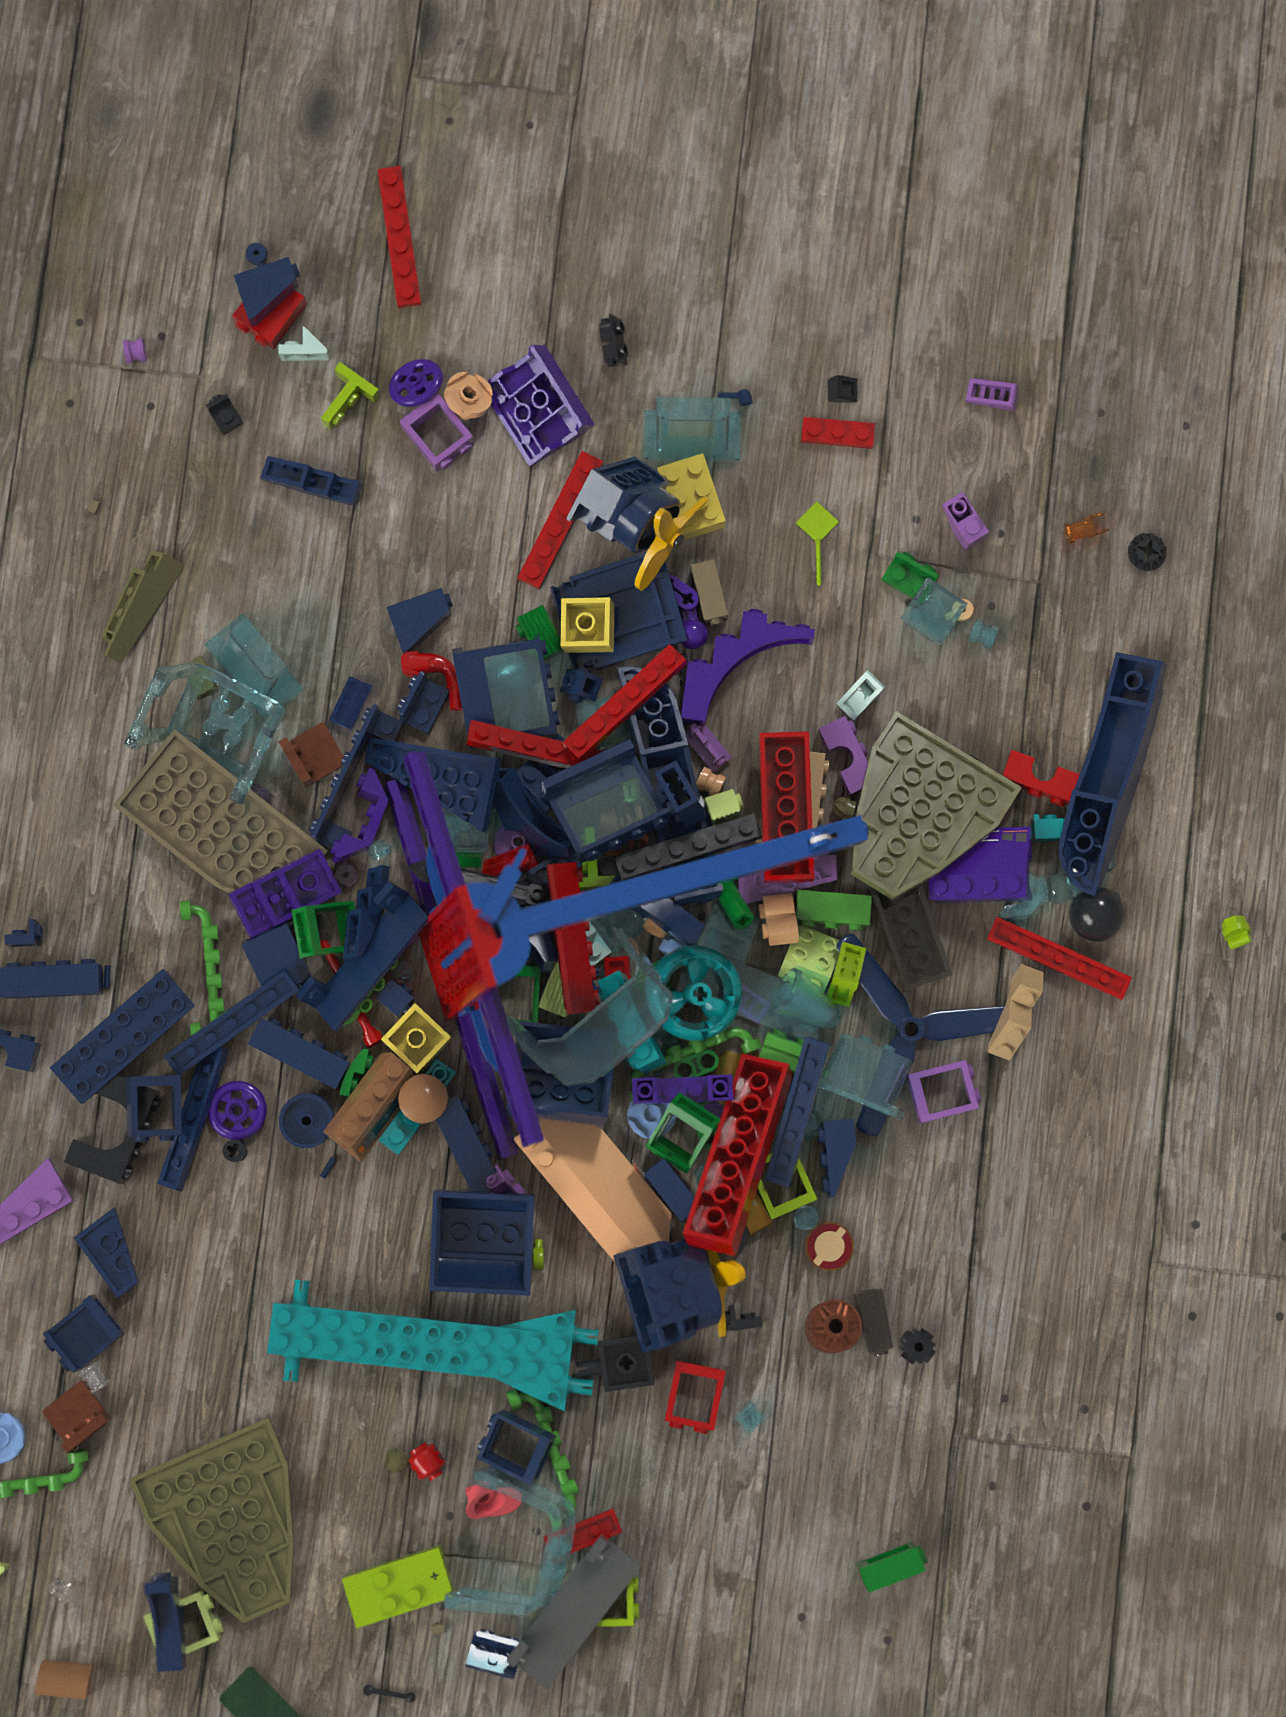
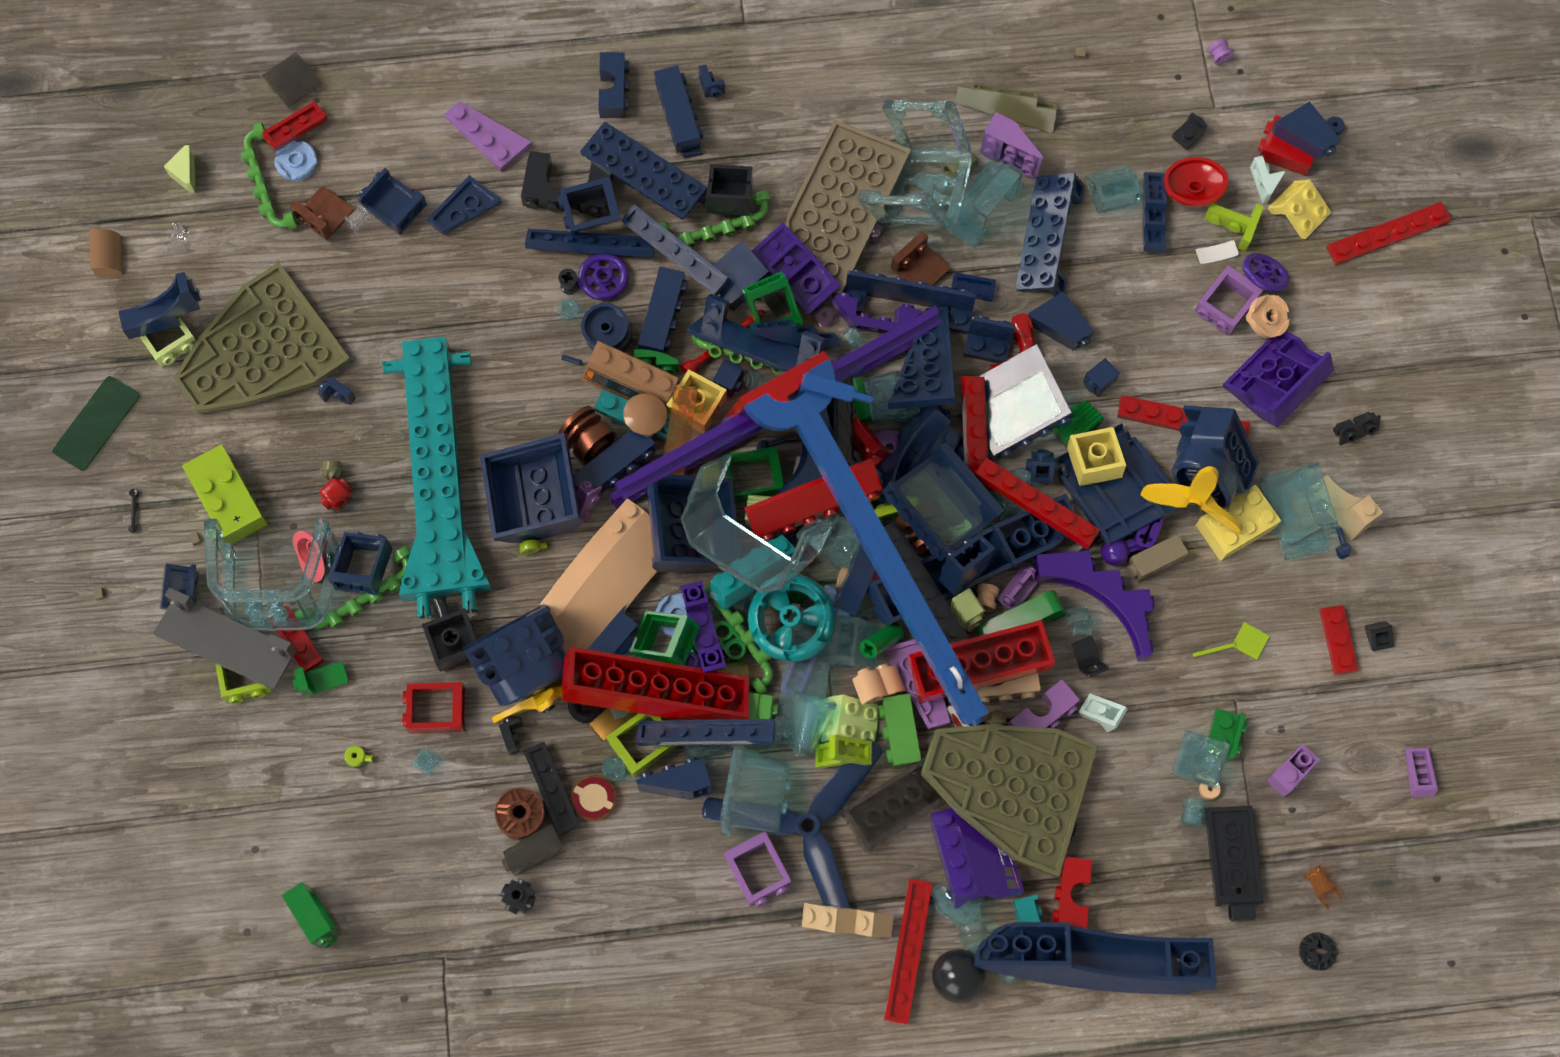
camera: 75 degrees right, 10 degrees down
(171, 944) = (729, 189): none -> black piece
(192, 618) = (1009, 145): none -> medium lavender slope
(267, 1158) = (568, 309): none -> clear light blue plate
(272, 517) = (1114, 189): none -> clear light blue slope
(279, 422) = (1196, 181): none -> red dish
(306, 1435) = (337, 390): none -> dark blue bracket
(308, 604) = (1047, 232): none -> dark blue bracket
(346, 321) = (1302, 207): none -> light yellow bracket
(375, 426) = (1217, 252): none -> white sticker
(426, 1169) = (587, 434): none -> copper wheel
(454, 1065) = (680, 420): none -> clear orange brick
(493, 594) = (1100, 377): none -> dark blue brick
(634, 1514) = (320, 679): none -> green bracket
(710, 377) = (1352, 512): none -> tan arch
(727, 1485) = (360, 759): none -> lime piece
(743, 751) = (1043, 607): none -> green beam
(759, 692) = (1079, 621): none -> clear light blue piece
(800, 694) = (1088, 657): none -> black bracket
(810, 1288) = (551, 788): none -> black plate
(1040, 607) = (1234, 860): none -> black hinge

